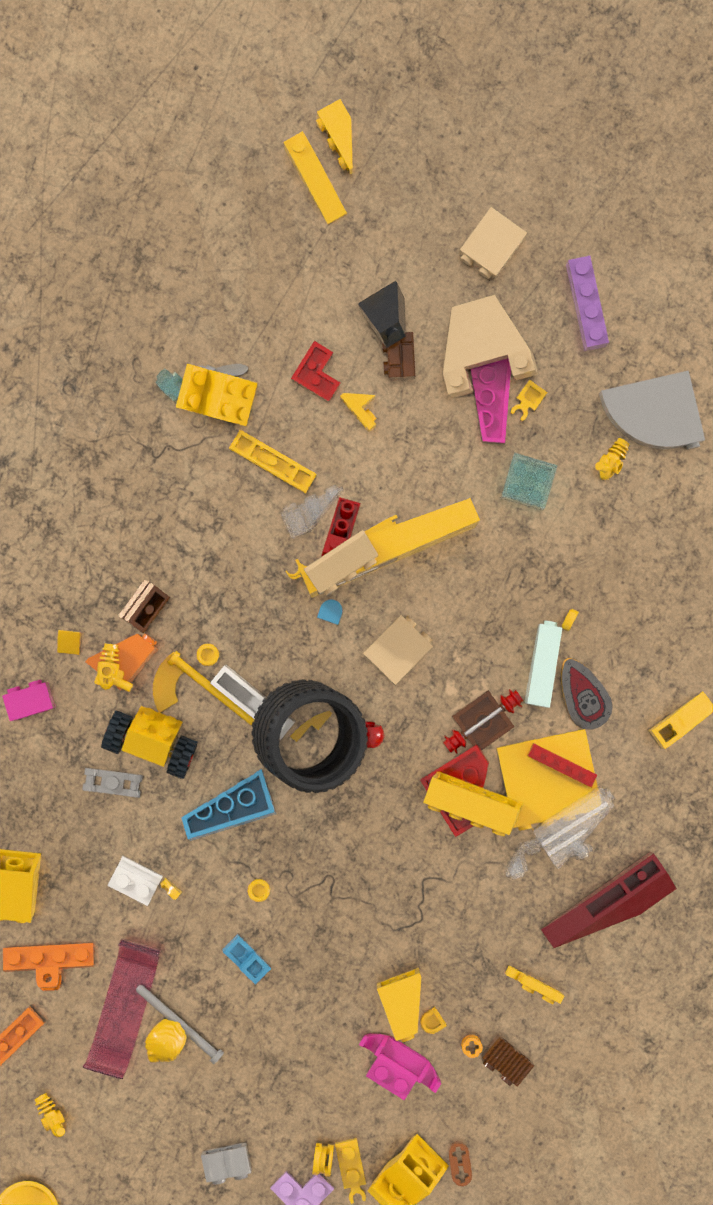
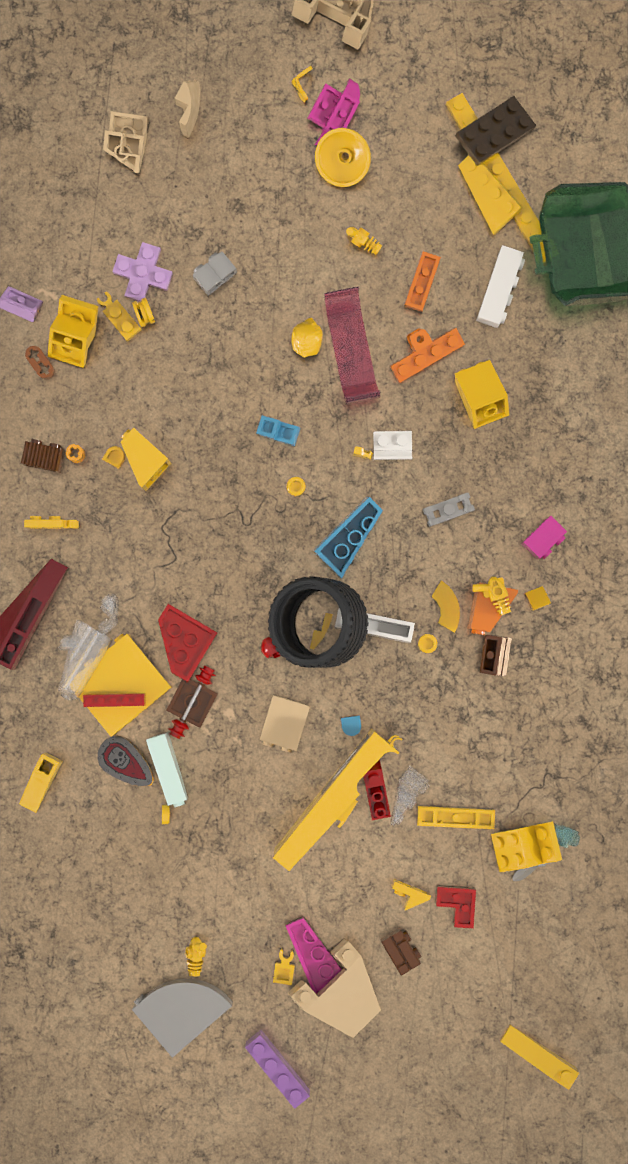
camera: 150 degrees right, 0 degrees up
(150, 738) = (436, 558): brick -> none
(170, 1015) = (312, 359): light grey bar -> none
(201, 680) = (417, 620): yellow bar -> none
(337, 125) = (545, 1109): yellow slope -> none
(341, 563) = (361, 768): tan slope -> none
(386, 313) = (429, 979): black slope -> none
(398, 1065) = (122, 410): dark pink plate -> none
(472, 803) = (167, 636): yellow brick -> none
(492, 244) = (375, 1077): tan brick -> none
(528, 481) = (251, 905): clear light blue brick -> none

